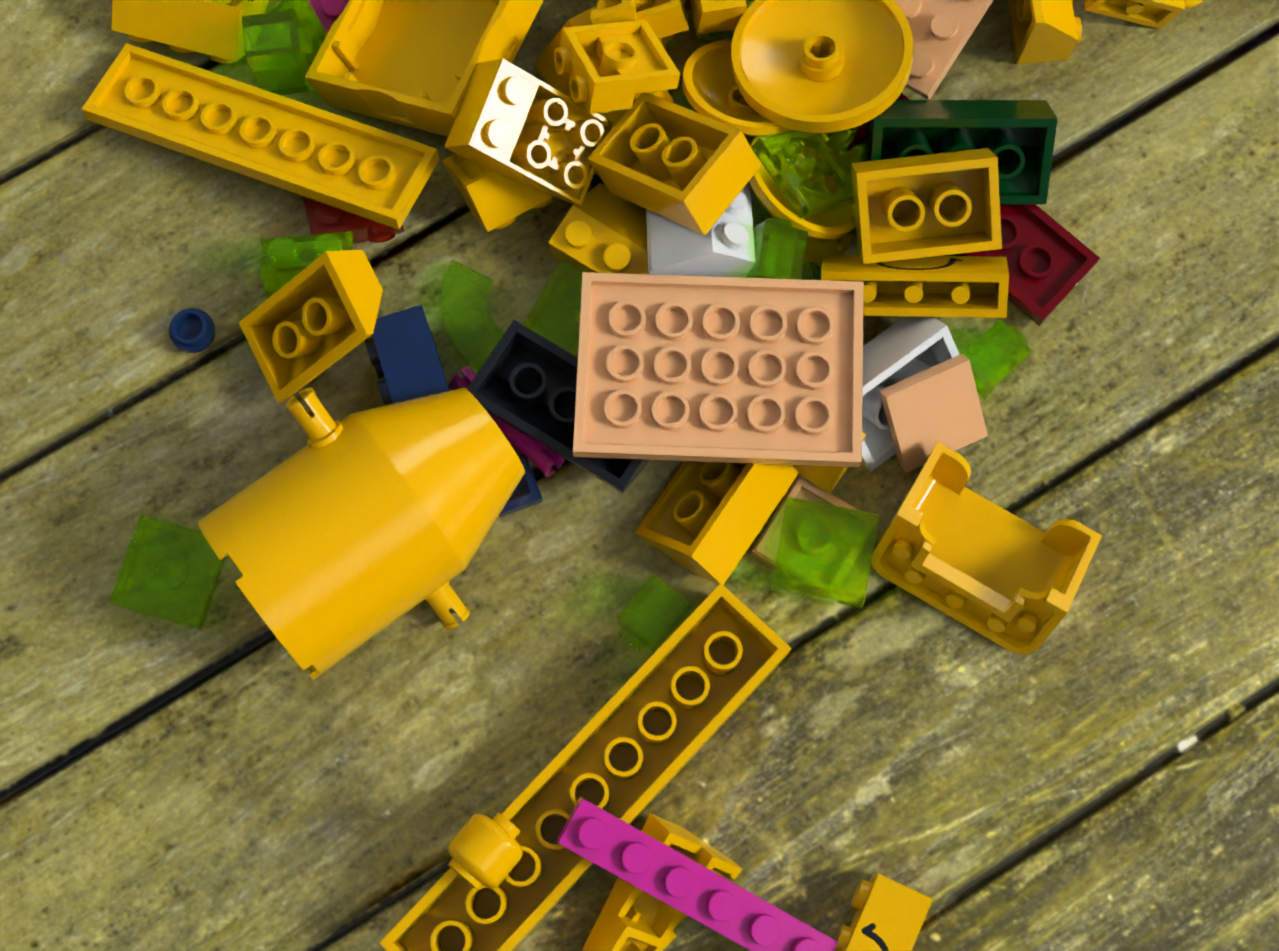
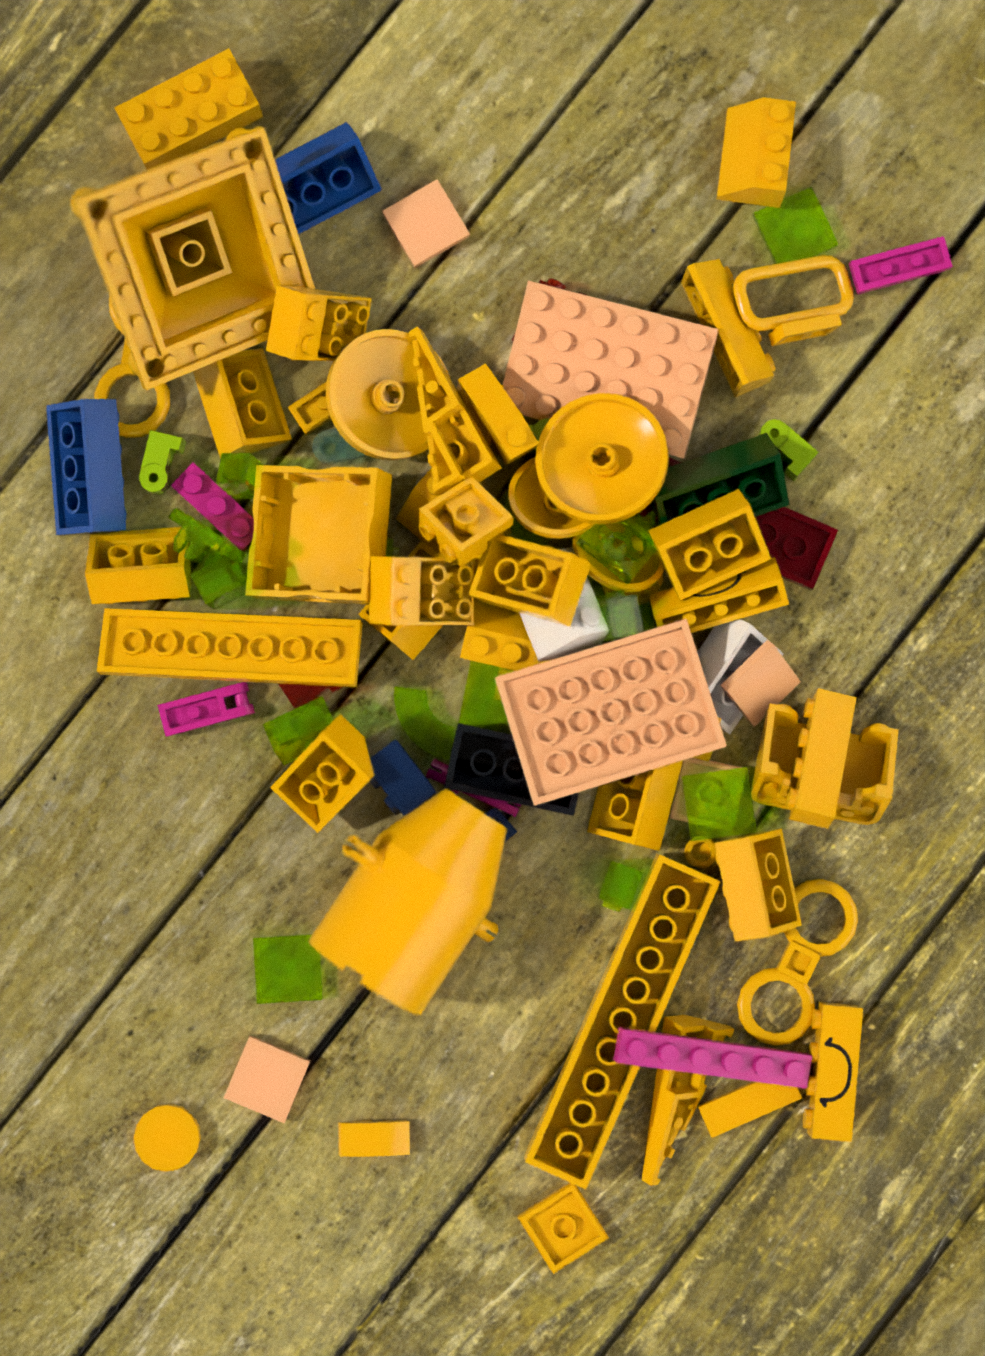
camera: 20 degrees left, 10 degrees up
(81, 709) = (267, 1079): none -> light nougat tile
(190, 841) = (374, 1138): none -> yellow slope
(192, 330) = (235, 799): dark blue plate -> none
(200, 206) = (204, 709): none -> dark pink plate
(485, 850) = (572, 1084): yellow head -> none
(779, 611) = (700, 853): none -> yellow tile
(841, 672) = (758, 885): none -> yellow brick
(860, 808) = (797, 966): none -> yellow bar
(985, 537) = (822, 758): none -> yellow brick
(996, 356) = (788, 627): clear neon green brick -> none
(1075, 144) = (792, 447): none -> lime leg

